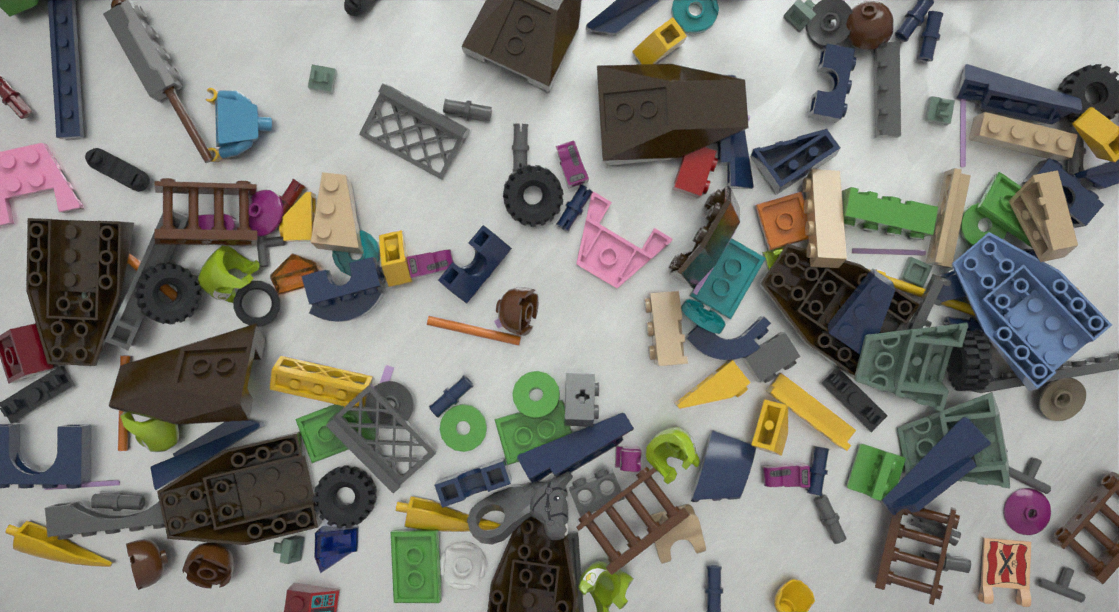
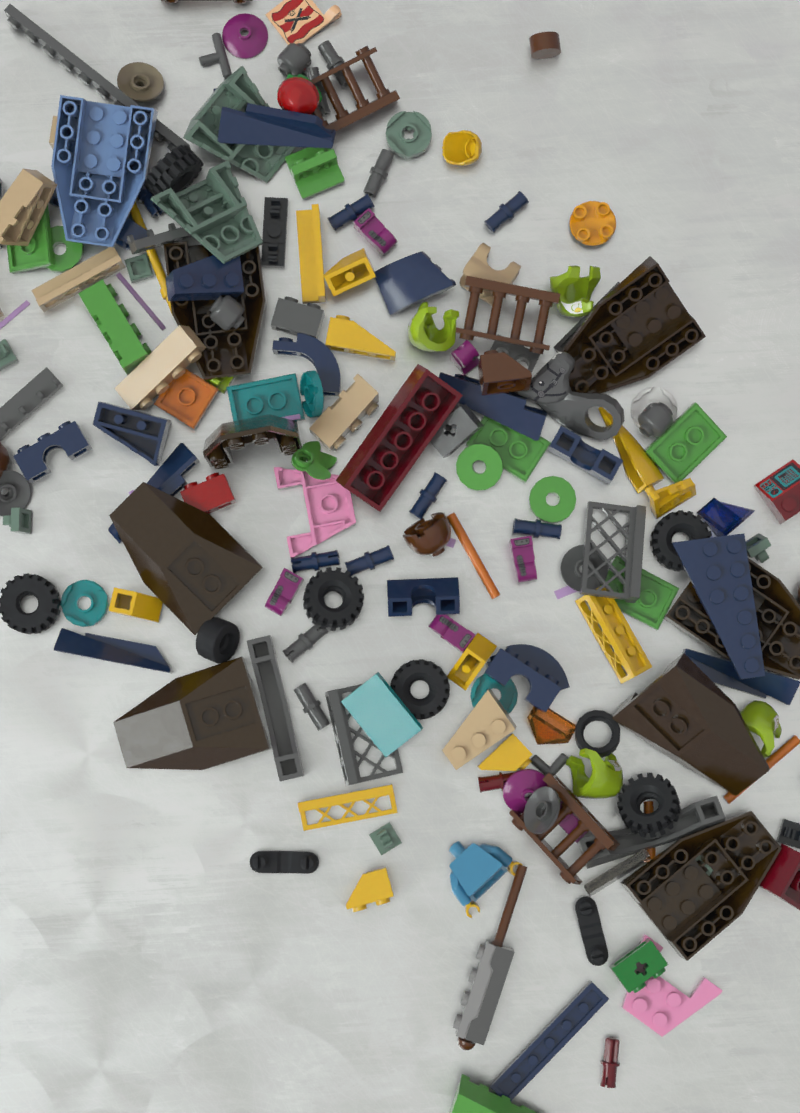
camera: 130 degrees left, 5 degrees down
(65, 190) = (626, 966): none -> green brick
(142, 226) = (617, 872): none -> clear smoke tile
(231, 207) = (541, 810): none -> dark grey dish
(274, 496) = (724, 586): none -> dark blue wing
(293, 34) = (372, 887): none -> yellow slope
(374, 74) = (347, 798): none -> yellow fence
(384, 519) = (671, 496): none -> yellow wing
(390, 200) = (433, 676): none -> black tyre
(413, 154) = (382, 714): none -> tile
(437, 366) = (523, 558): none -> magenta leg
(452, 560) = (655, 419): none -> dark grey head
(483, 78) = (275, 708): none -> dark grey arch
(538, 249) = (369, 560): none -> dark blue pin
(548, 336) = (428, 495): none -> dark blue pin
(578, 80) = (217, 640): none -> black tyre
(589, 474) = (502, 374): none -> reddish brown slope
(610, 351) = (399, 437): none -> dark red brick
(649, 275) = (313, 460): none -> bright green plate
(823, 305) = (227, 312): none -> dark grey head
(850, 578) = (408, 121): none -> sand green plate
(947, 512) = (298, 94): none -> red hair
(976, 532) = (294, 59): none -> dark grey head

